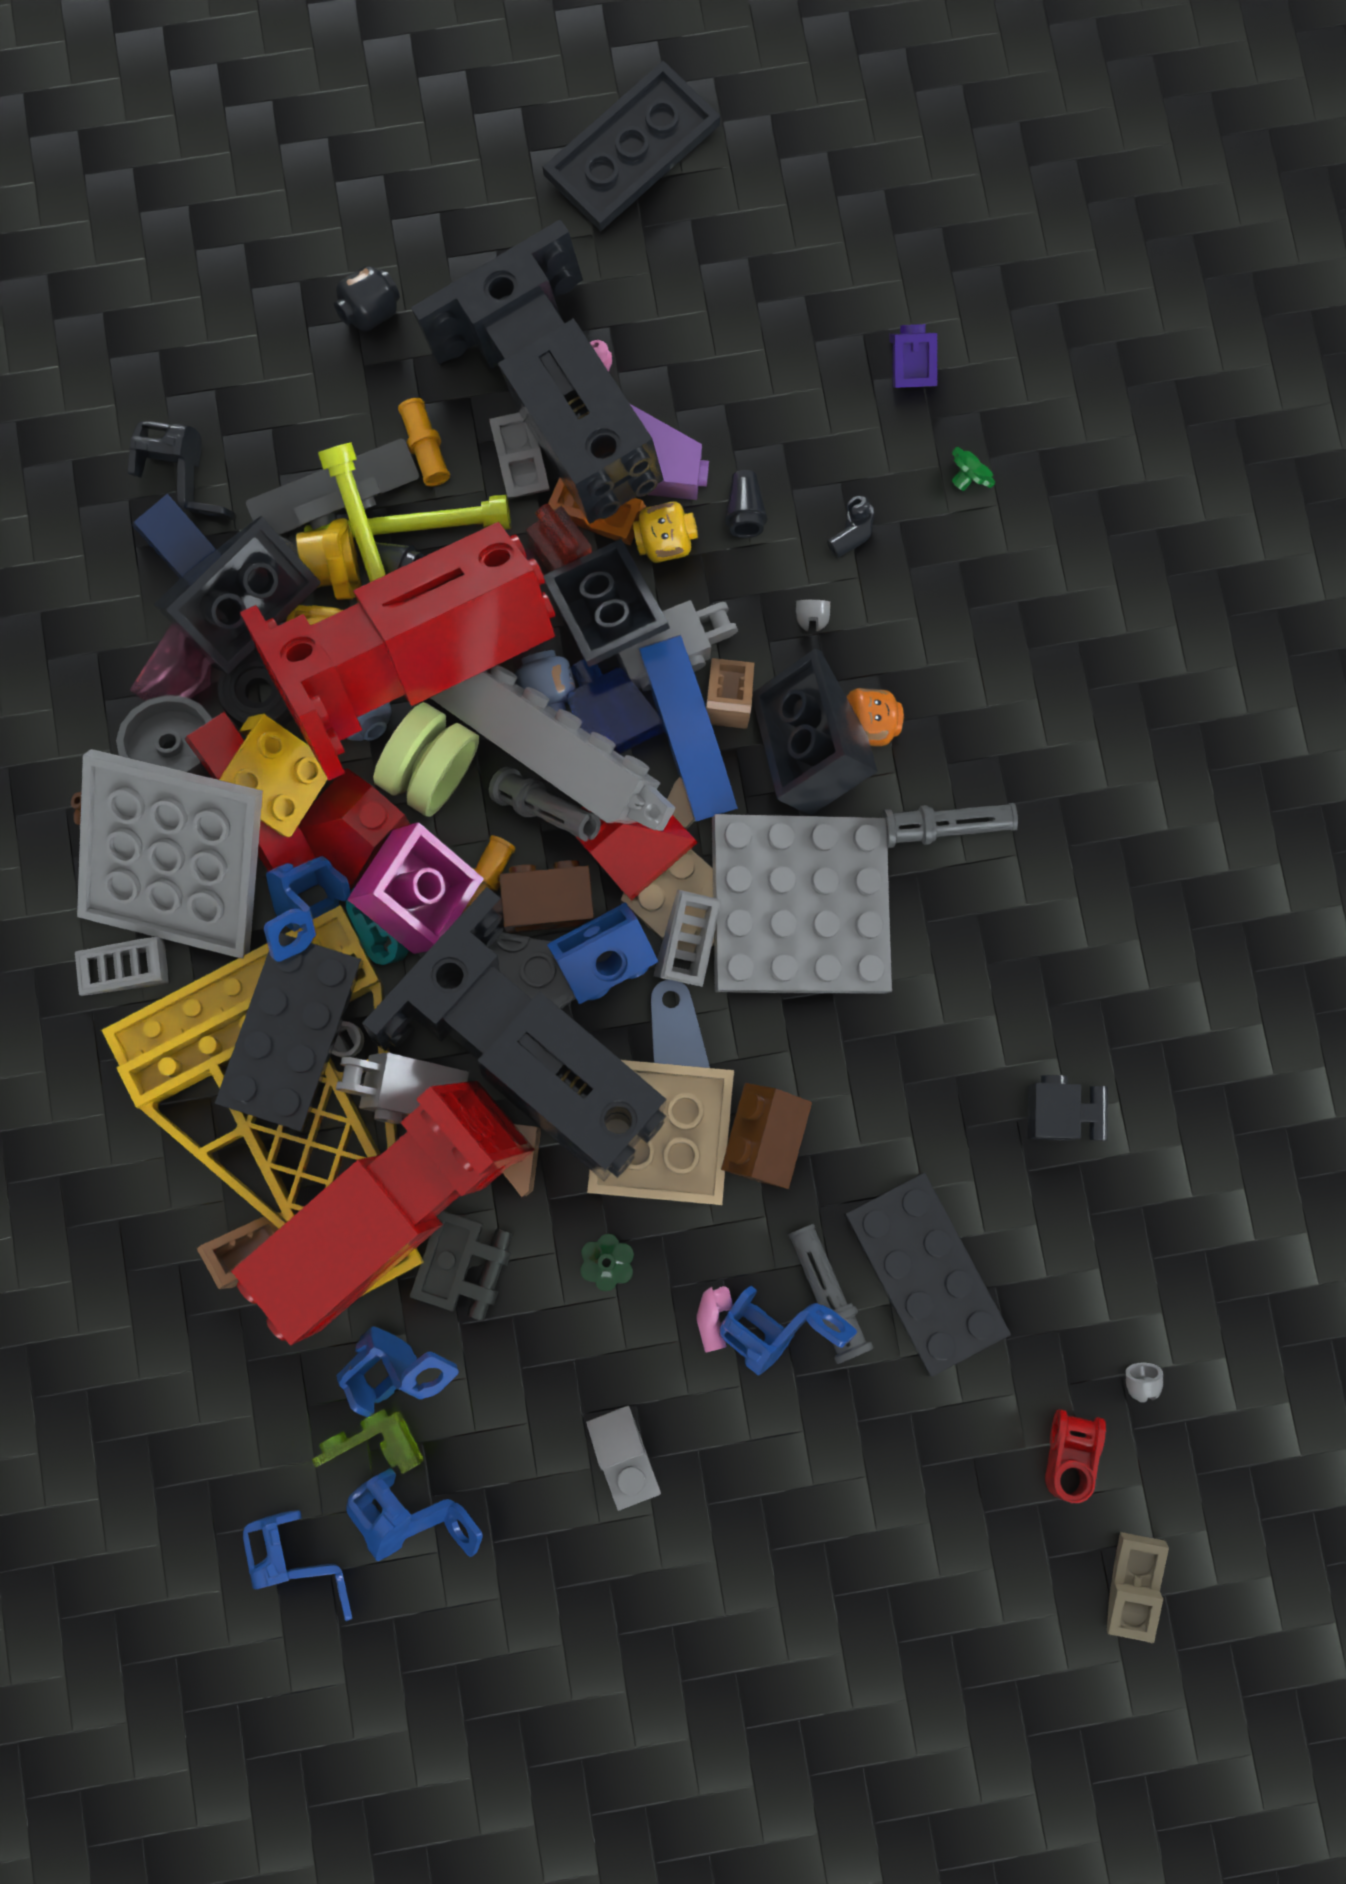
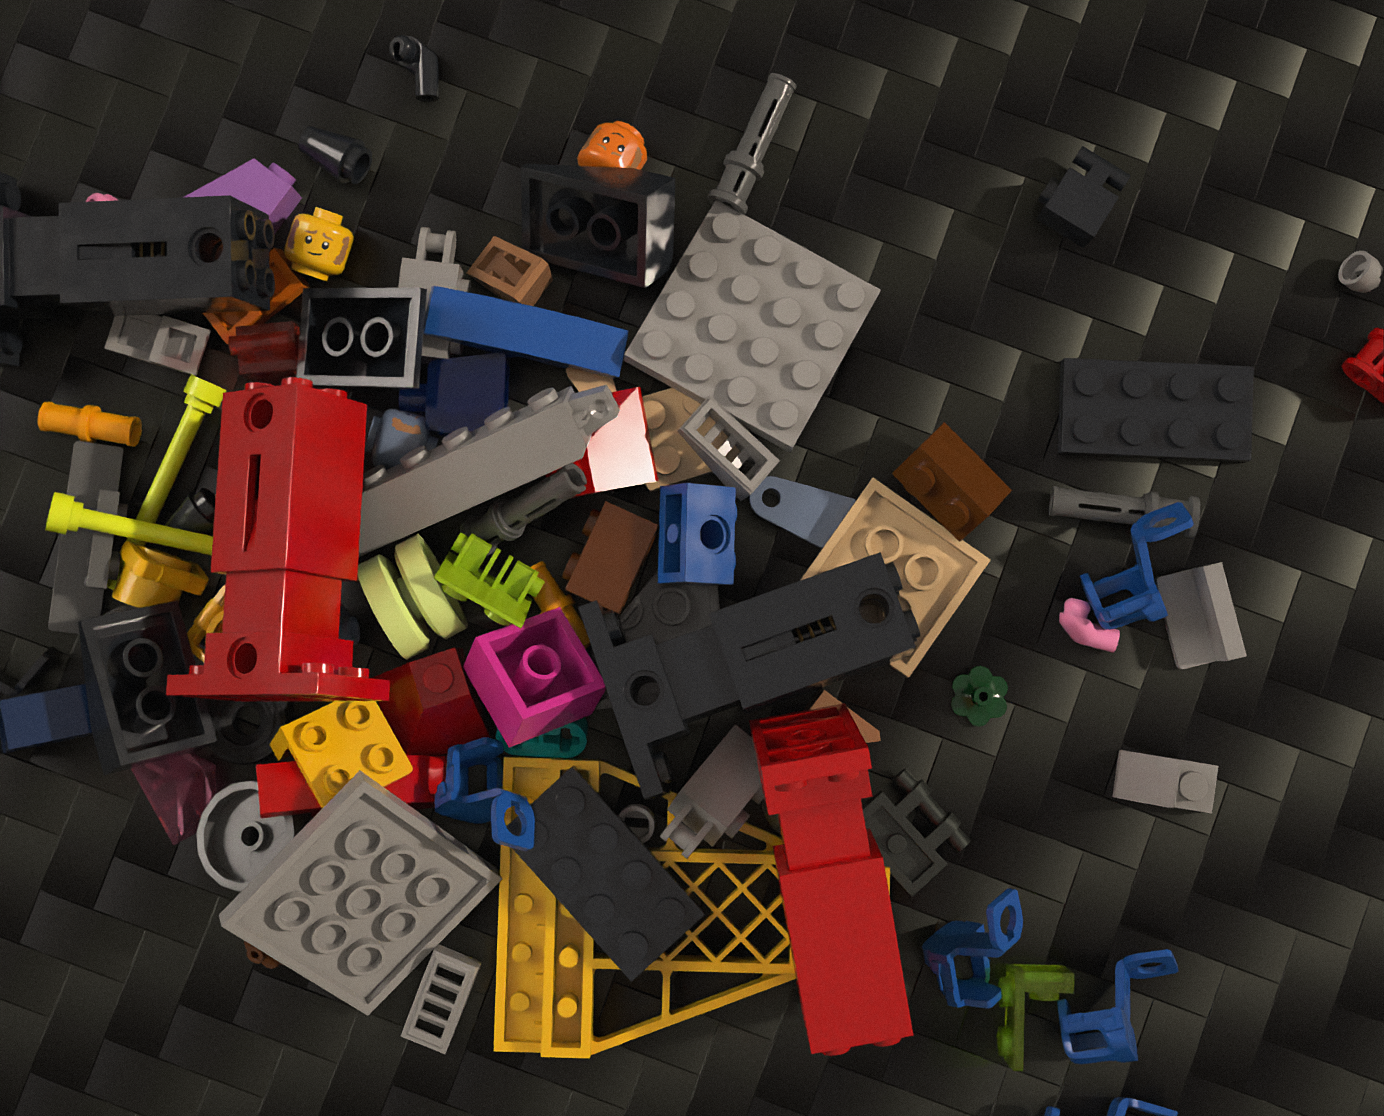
camera: 60 degrees left, 5 degrees up
(232, 1248) = (781, 1031): medium nougat slope -> none
(462, 828) = (502, 601): none -> lime hinge
(775, 1406) = (1200, 616): none -> light grey panel
(812, 611) = (476, 151): light grey hinge -> none

